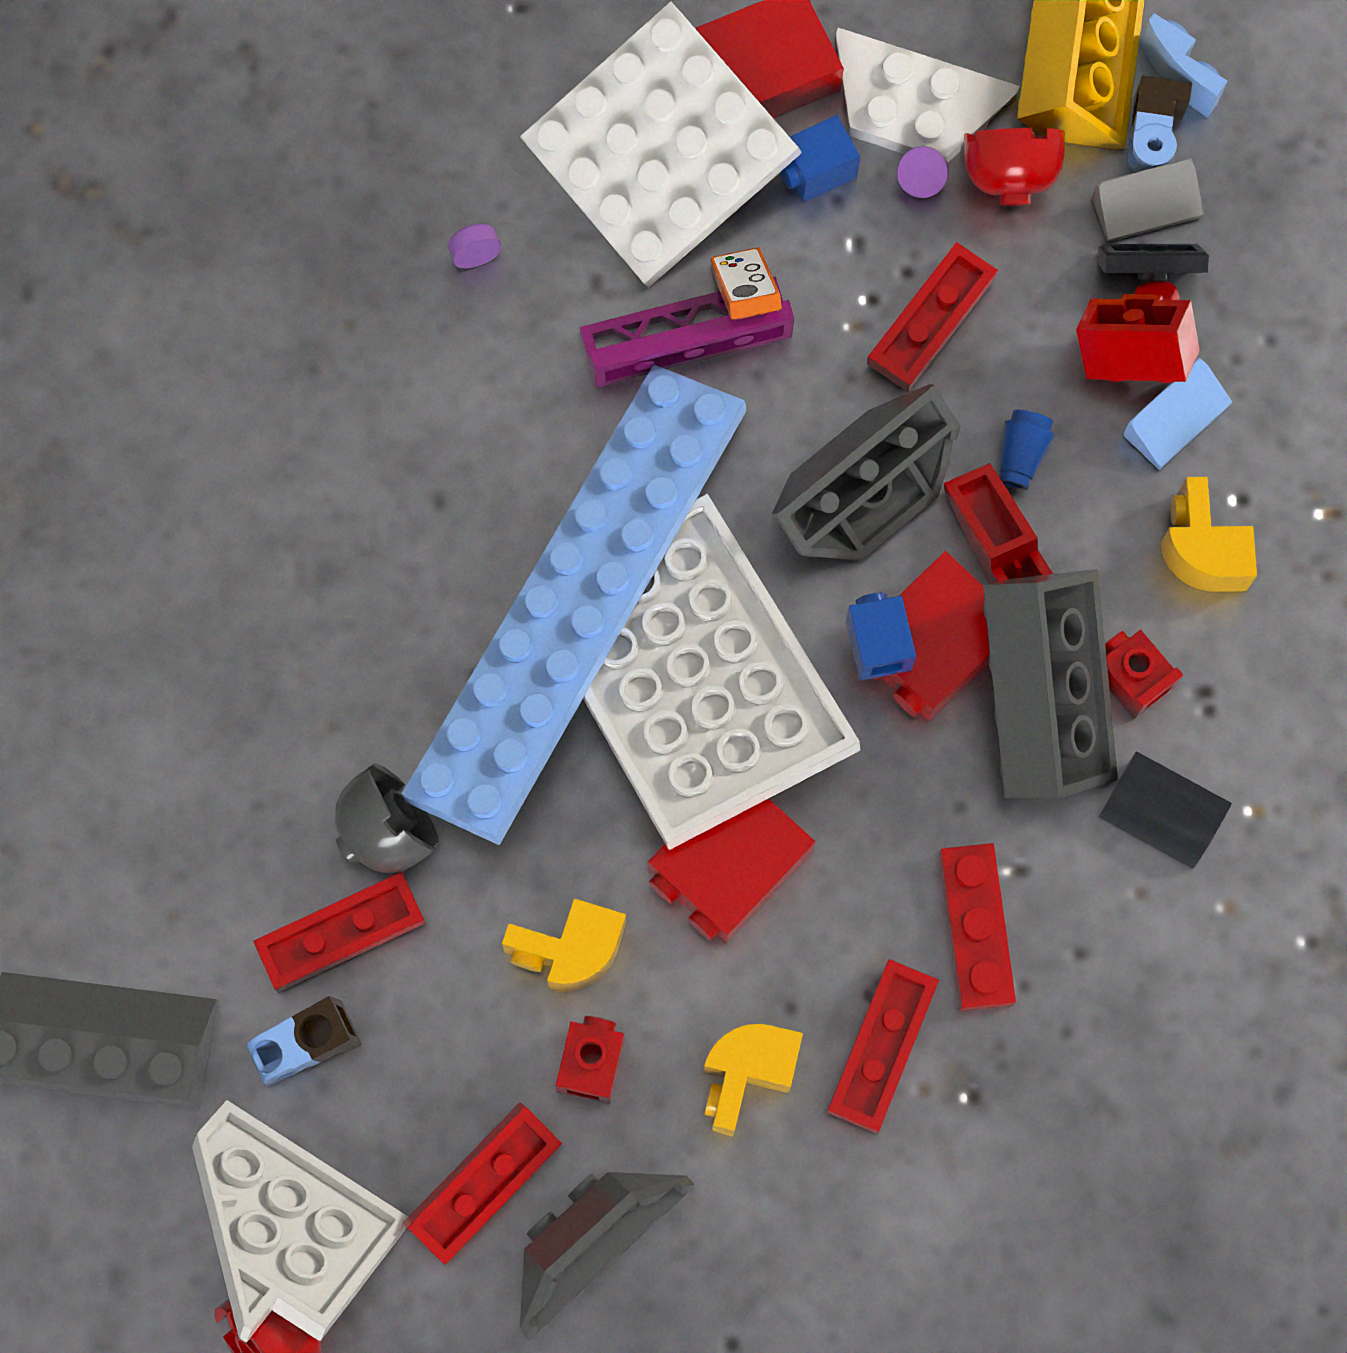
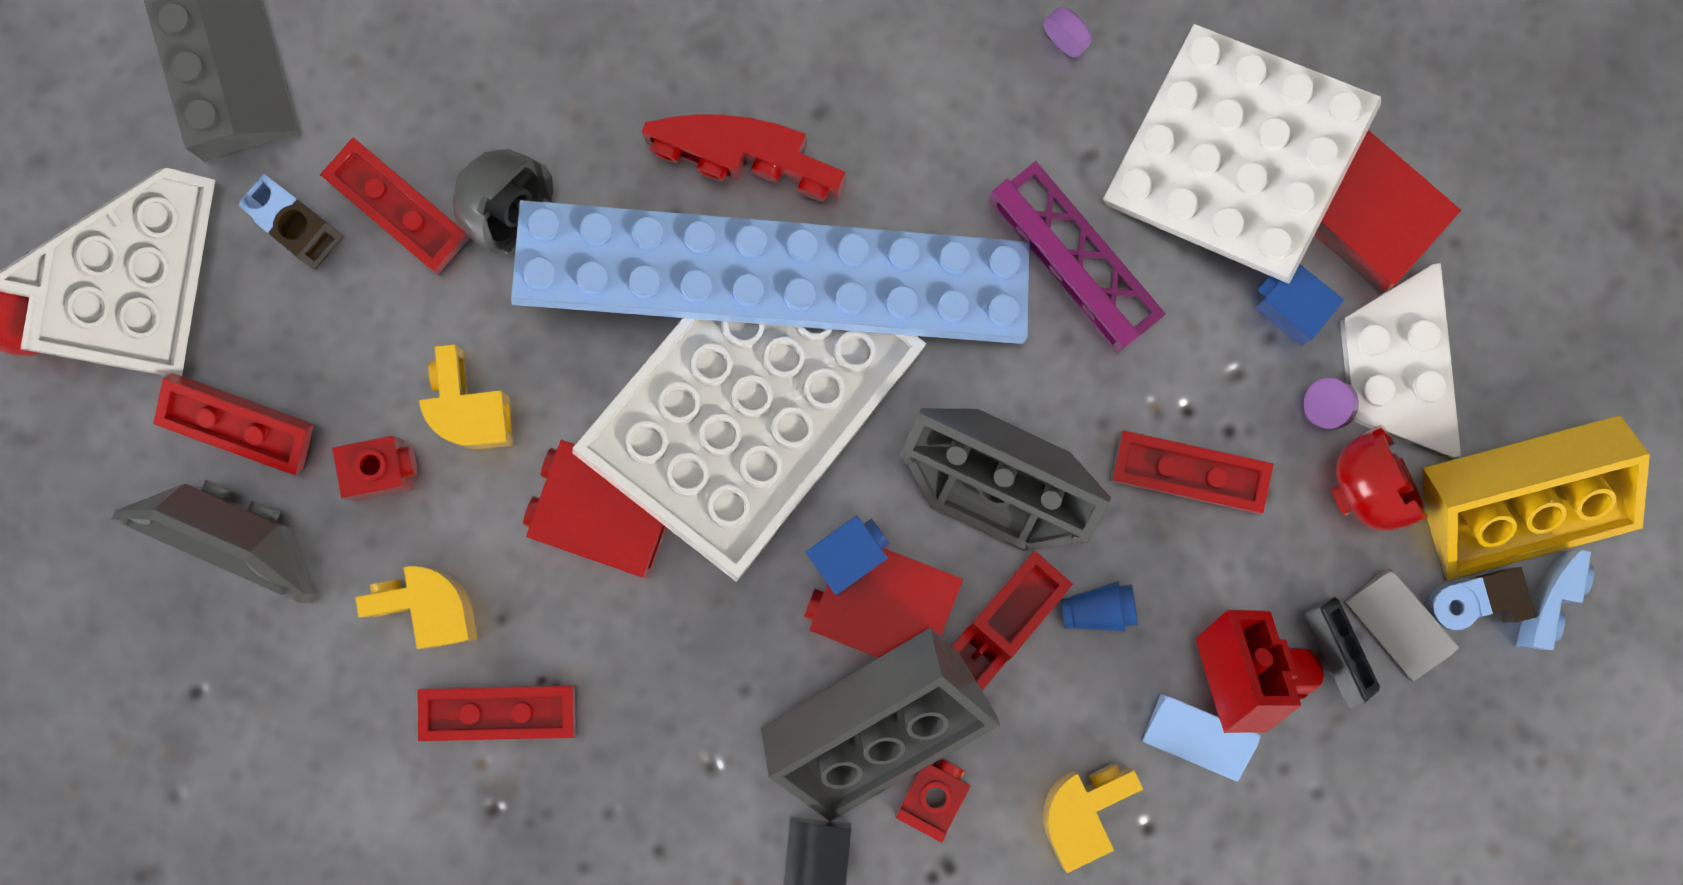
camera: 70 degrees right, 10 degrees up
(432, 590) = (728, 142): none -> red slope
(745, 283) = (1140, 289): tile -> none
(977, 927) = (640, 751): red plate -> none

